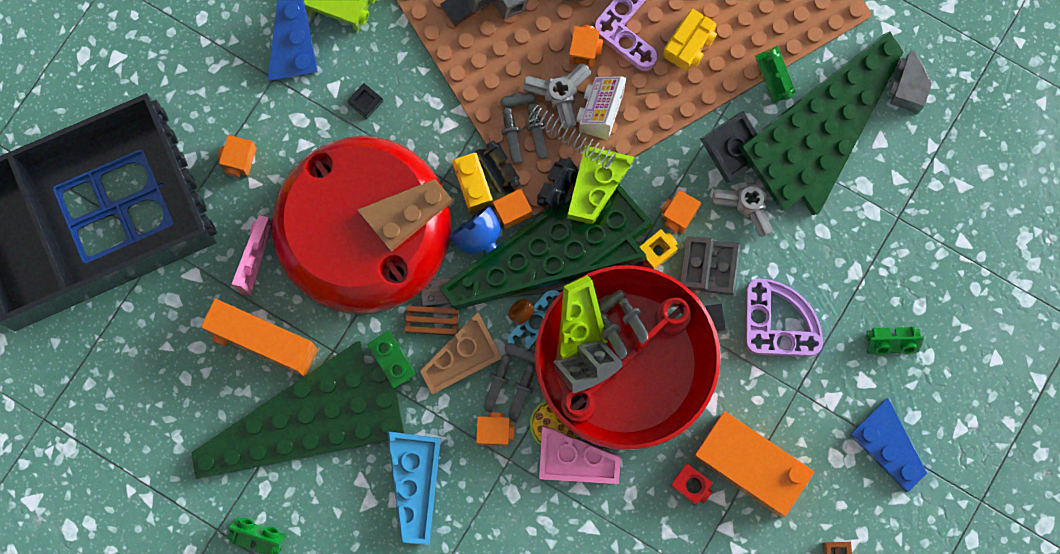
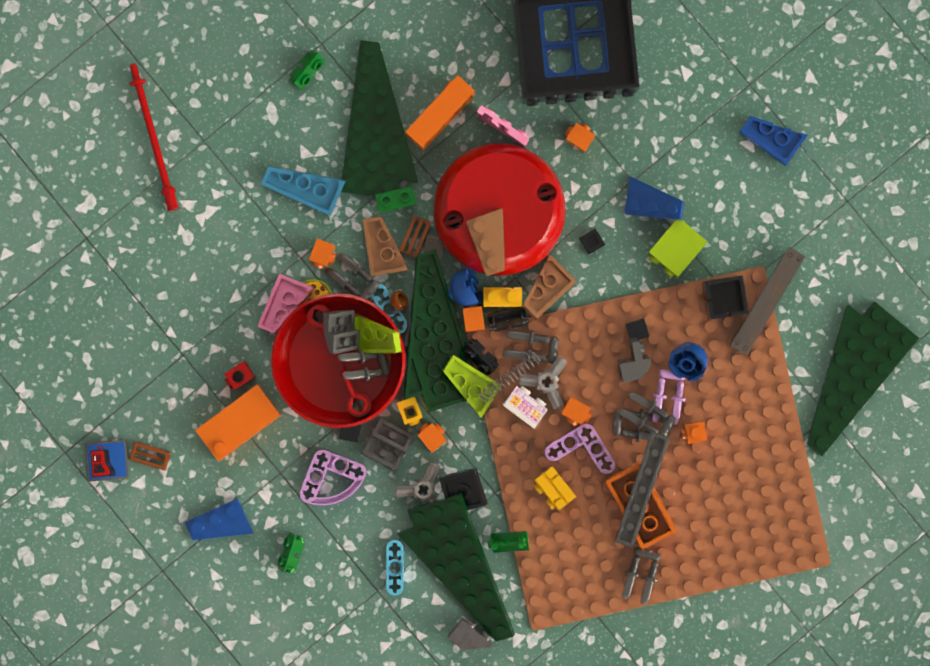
camera: 105 degrees right, 10 degrees up
(442, 131) = (548, 288): none -> medium nougat wing
(841, 204) = (390, 553): none -> medium azure beam

